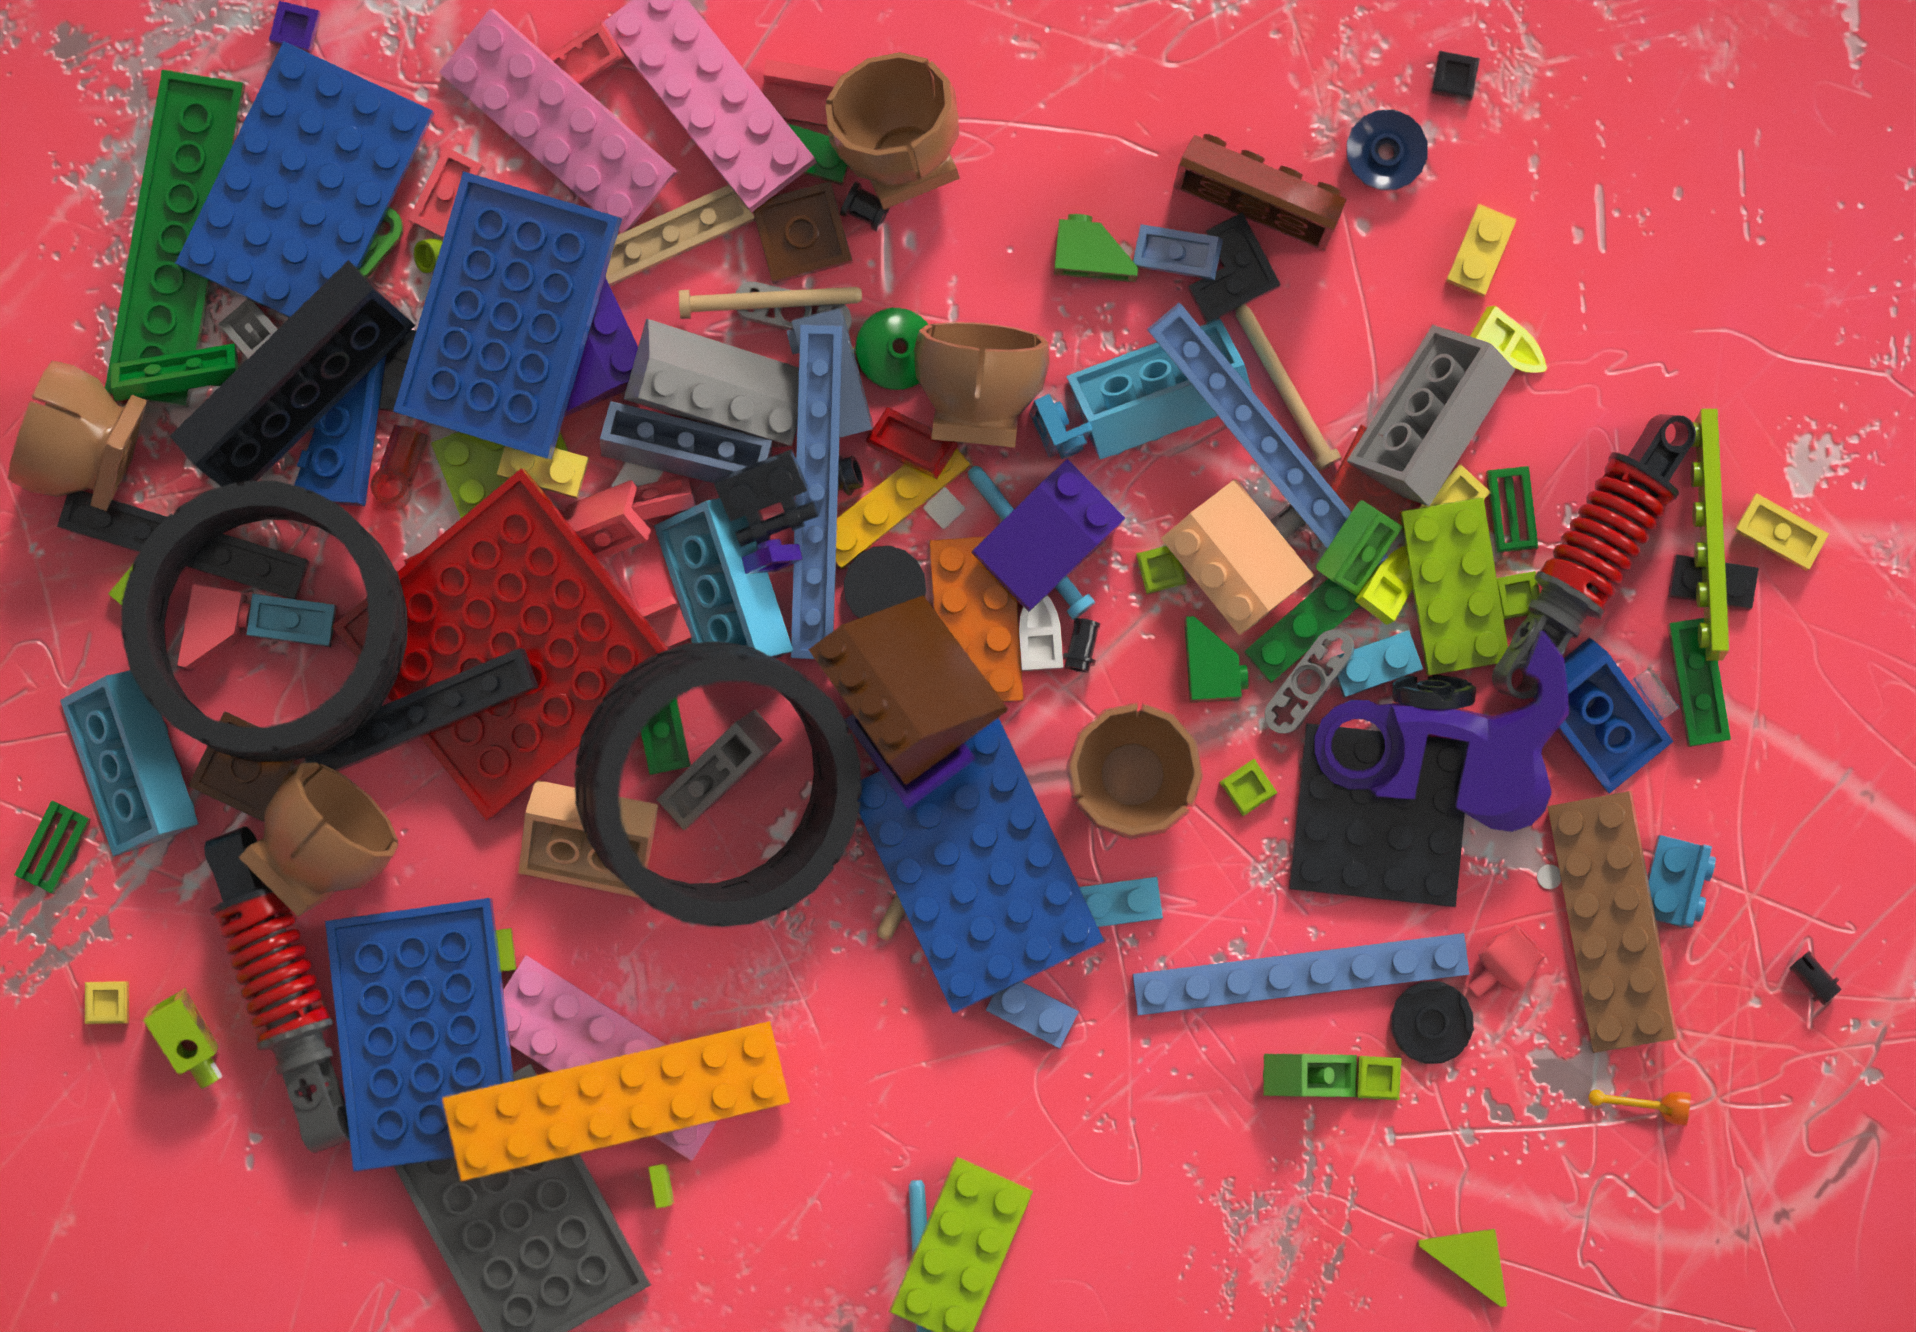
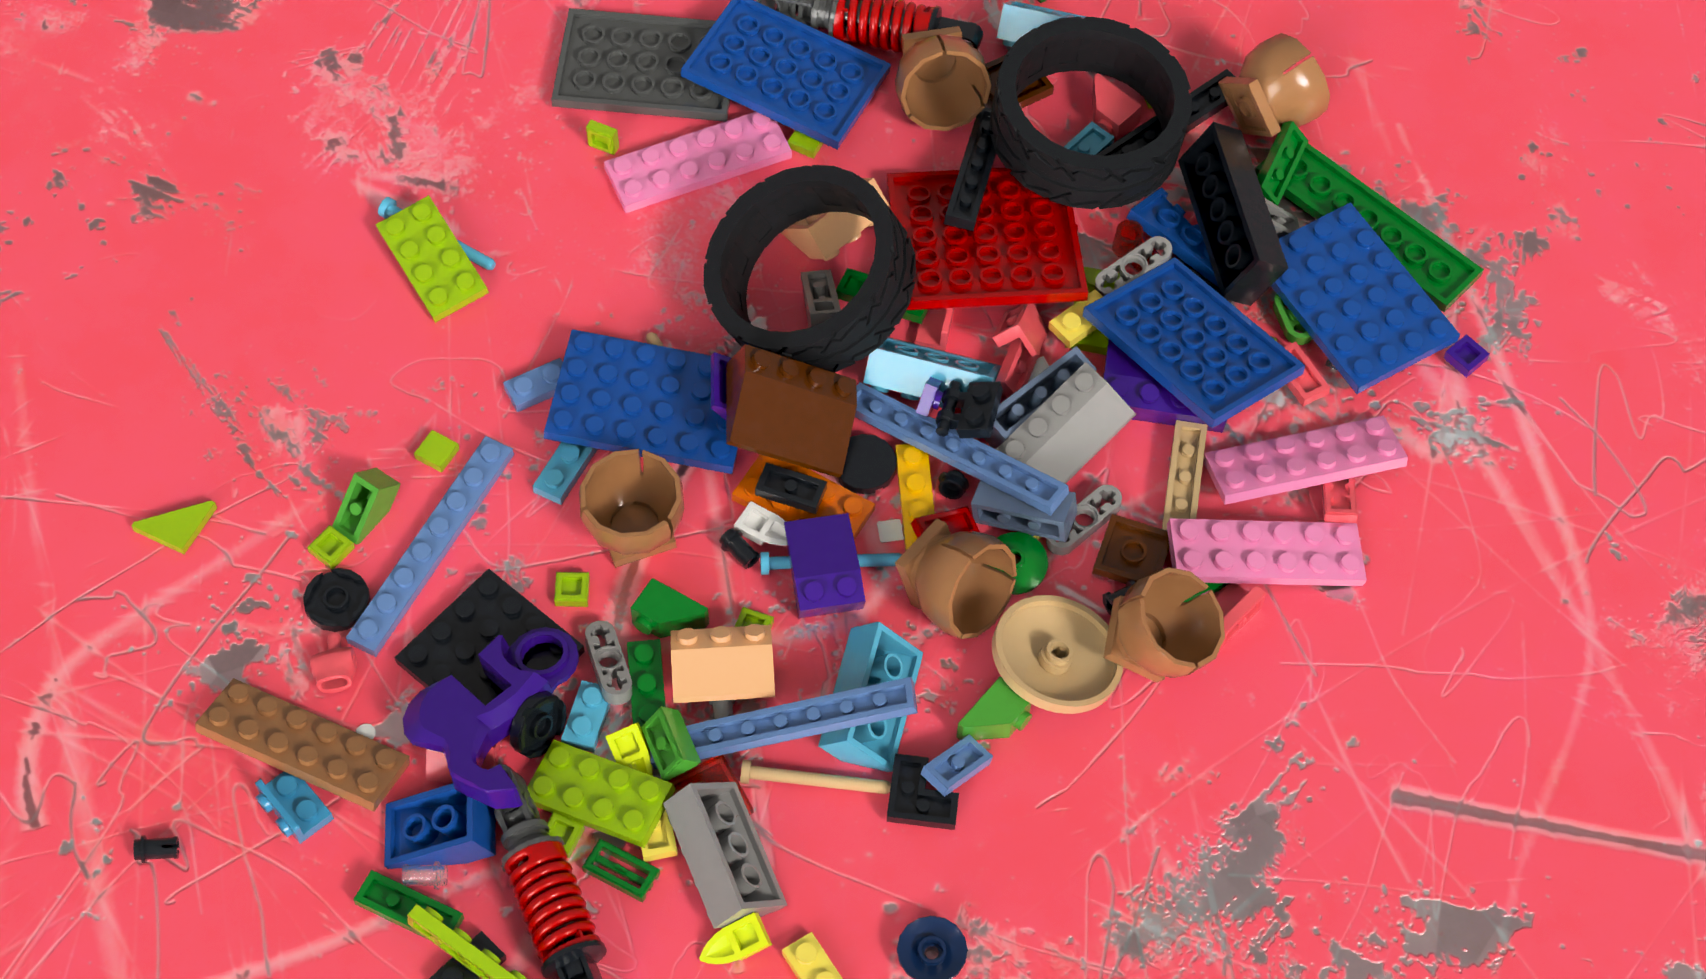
camera: 125 degrees right, 25 degrees down
(406, 447) = (1138, 256): none -> light grey beam
(615, 1101) = (667, 133): light orange plate -> none
(769, 299) = (1130, 456): tan bar -> none
(985, 630) = (791, 488): none -> black plate
(989, 232) = (1054, 654): none -> tan dish
(1051, 422) = (892, 607): dark azure bracket -> none
(1190, 1056) = (436, 451): none -> lime tile
(1259, 191) = (961, 834): reddish brown slope -> none
(1673, 1106) = (157, 703): hinge -> none

